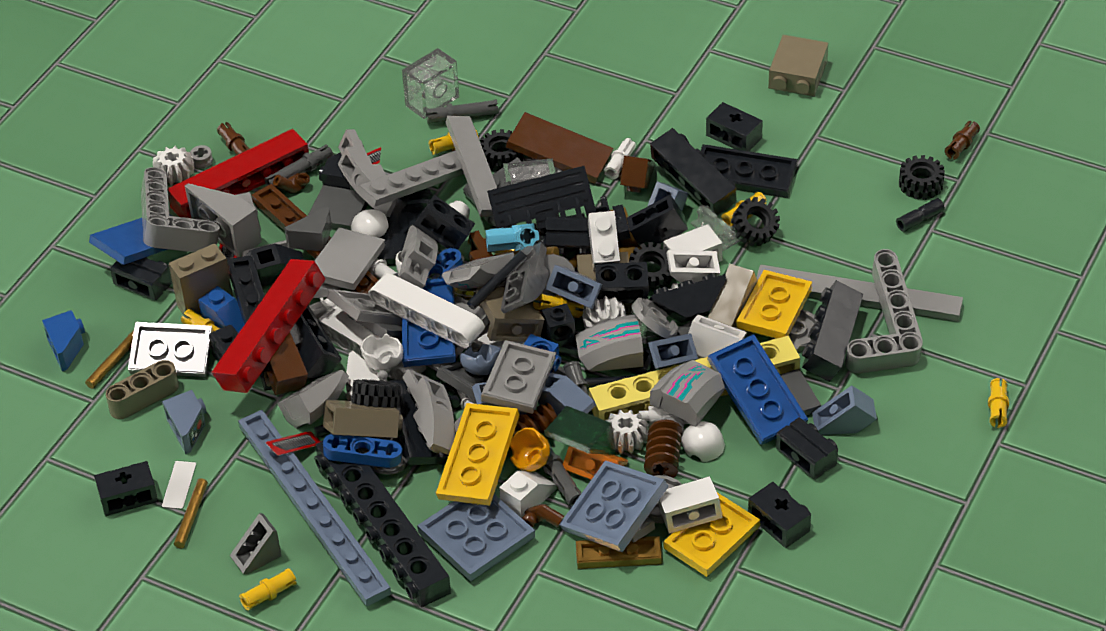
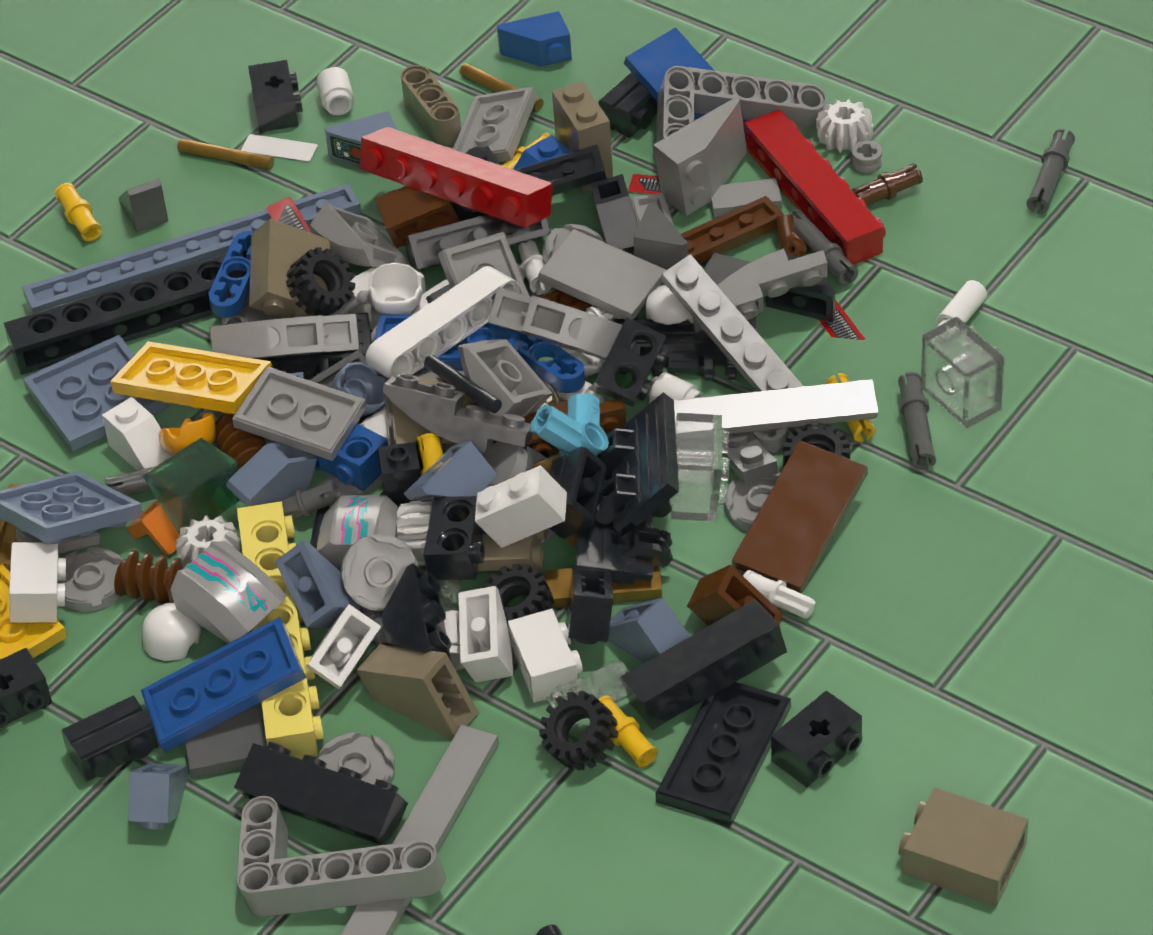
camera: 100 degrees right, 0 degrees up
(120, 451) = (335, 90): none -> white brick
(210, 68) = (1054, 161): none -> dark grey pin
(357, 100) = (964, 303): none -> white cylinder
(540, 513) = (102, 451): reddish brown arm -> none
(774, 304) = (390, 729): yellow plate -> none

